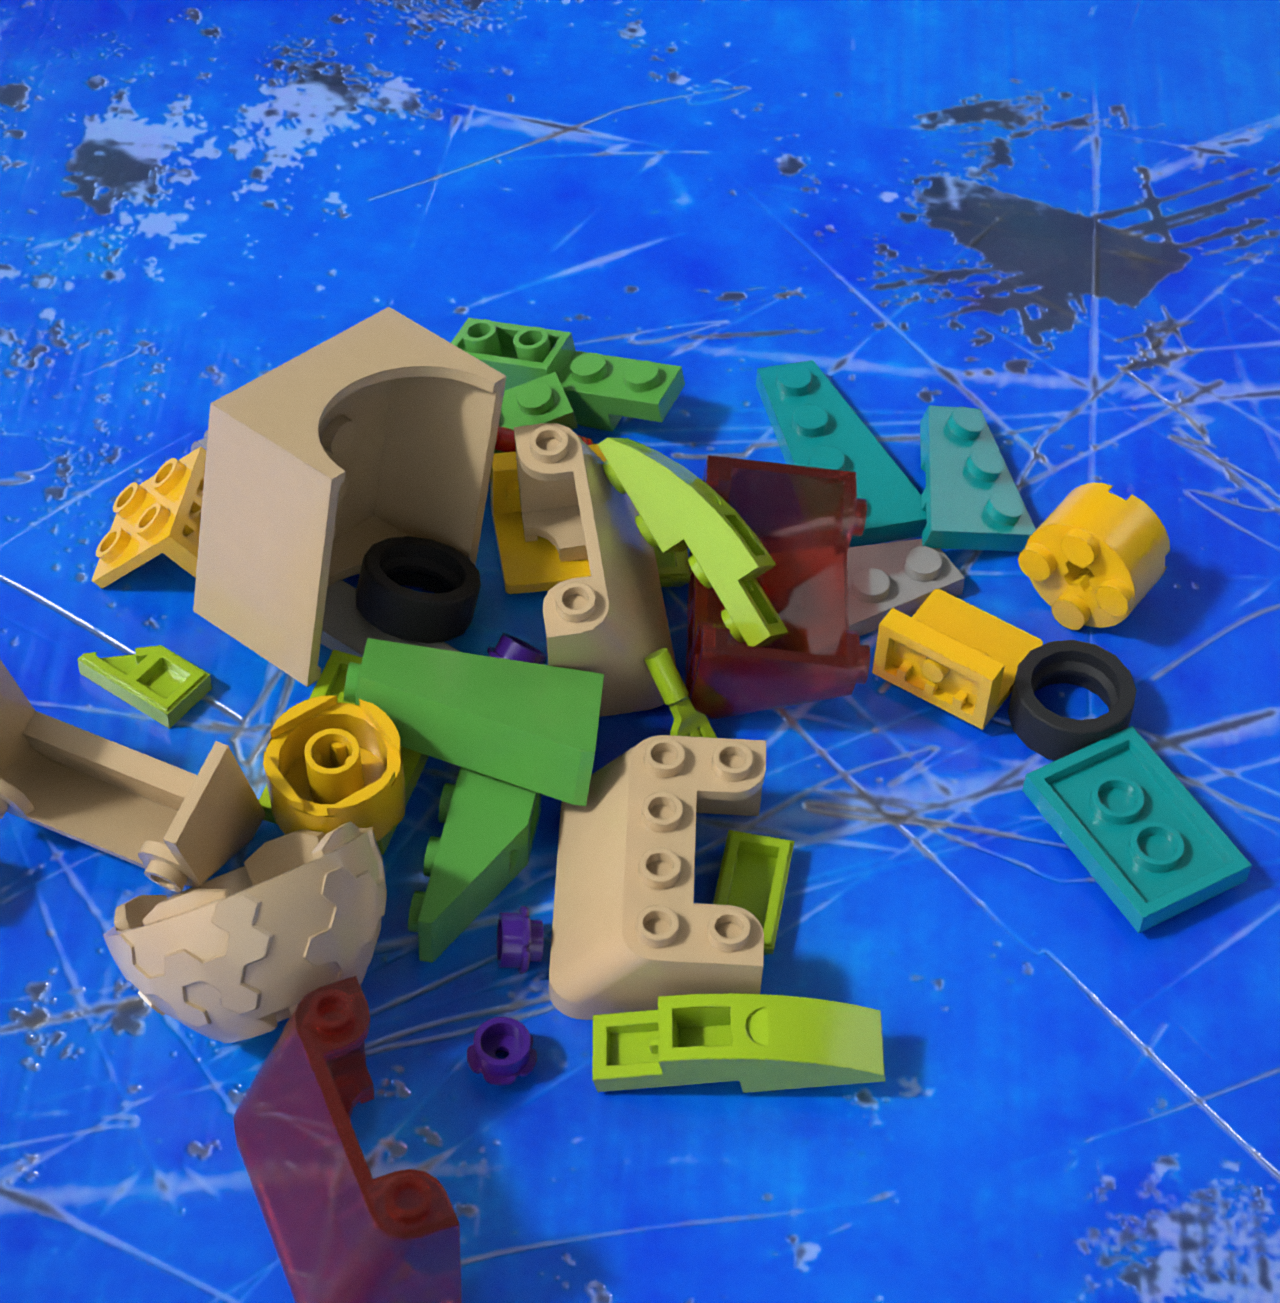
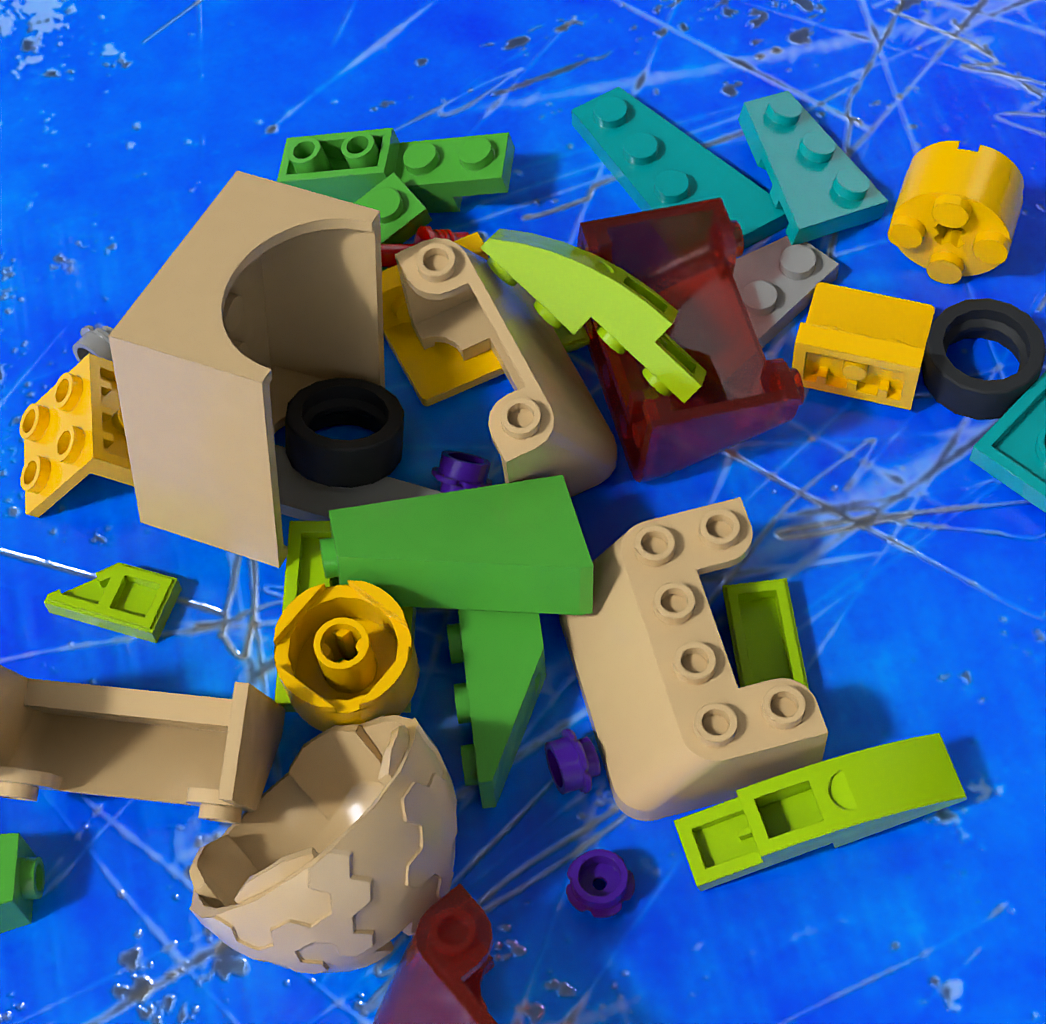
camera: 10 degrees left, 10 degrees up
(675, 695) = (650, 495): lime piece -> none

